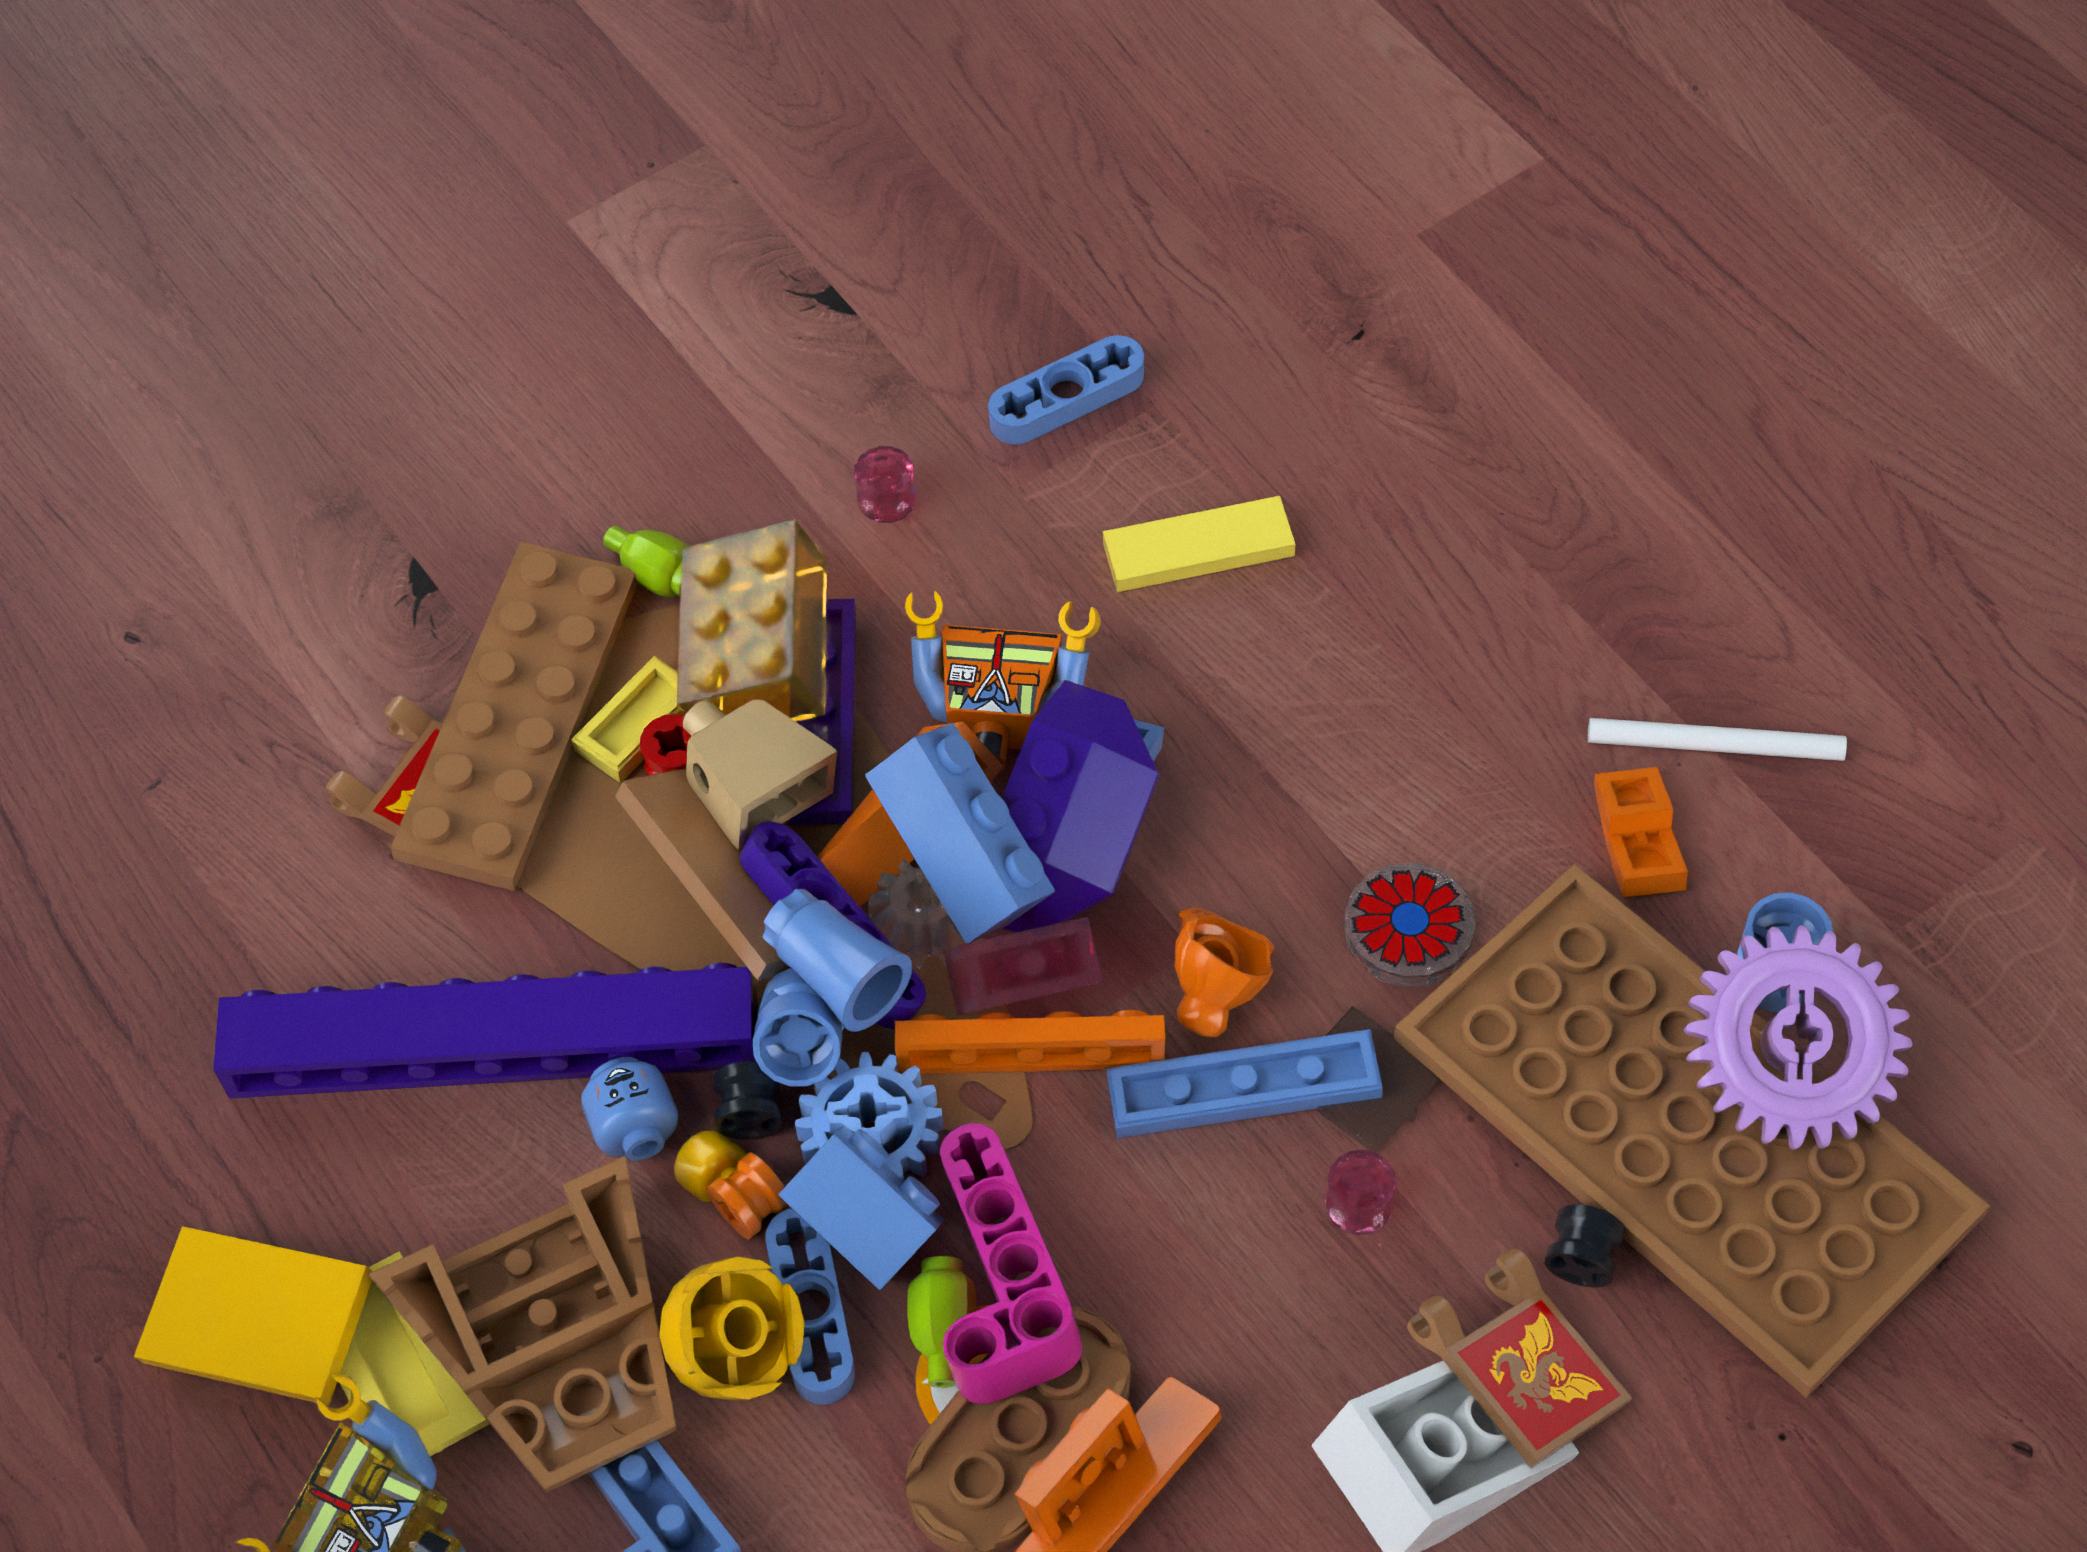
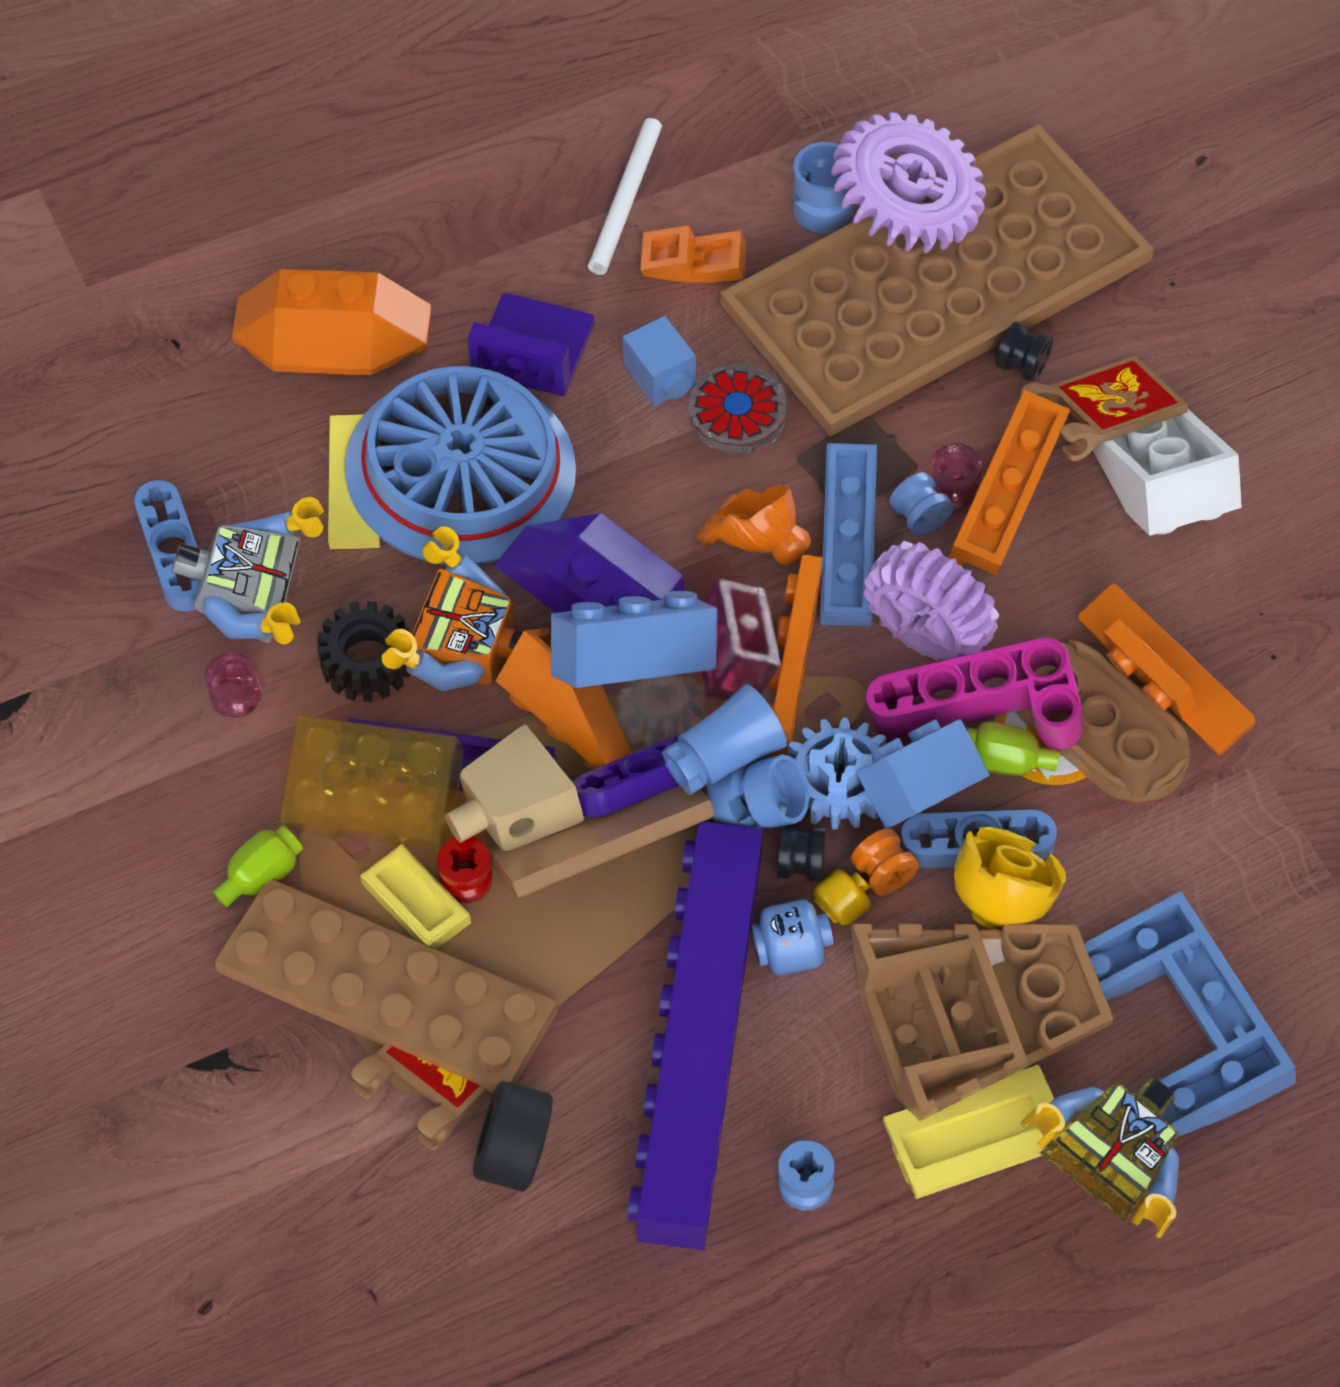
camera: 80 degrees left, 0 degrees up
(254, 1315) = (923, 1225): yellow tile -> none
(325, 1192) = (806, 1189): none -> medium blue wheel
(327, 861) = (513, 1136): none -> black tyre
(956, 570) = (349, 630): none -> black tyre
(1017, 457) = (249, 573): none -> torso
(1119, 1177) = (930, 602): none -> lavender gear
(1245, 633) = (456, 458): none -> medium blue piece
(1298, 1155) = (921, 504): none -> medium blue wheel
(1341, 1247) = (1009, 483): none -> orange fence
(1409, 475) = (330, 322): none -> orange wedge
(1443, 677) = (531, 343): none -> dark purple bracket
(1448, 817) = (659, 361): none -> medium blue brick

